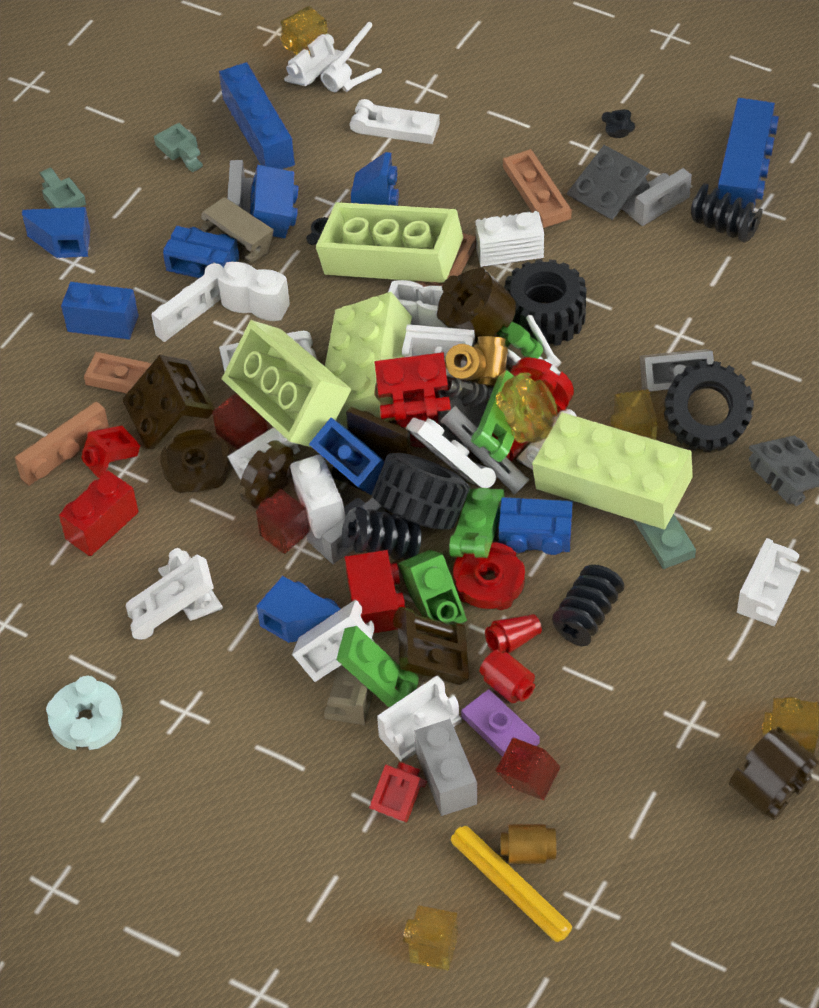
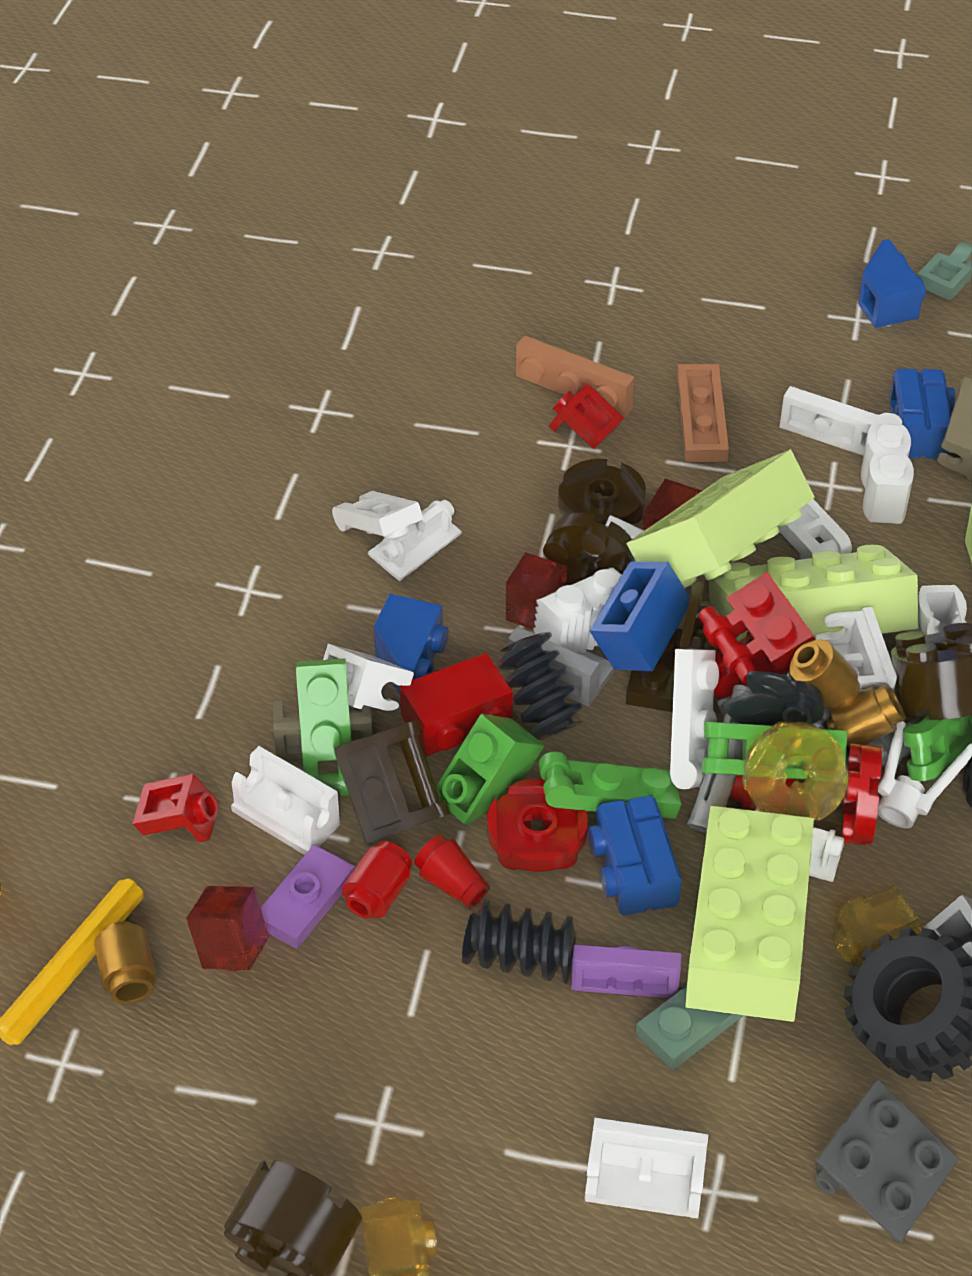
camera: 70 degrees right, 5 degrees down
(79, 696) = (212, 485): light aqua plate -> none
(98, 513) = (484, 431): red brick -> none
(100, 310) = (782, 348): blue brick -> none
(165, 395) = (677, 437): dark brown bracket -> none
(420, 491) = (615, 700): black tyre -> none
(445, 767) = (216, 843): light grey brick -> none
(482, 386) = (775, 701): none -> black plate
(625, 552) = (625, 971): none -> medium lavender plate

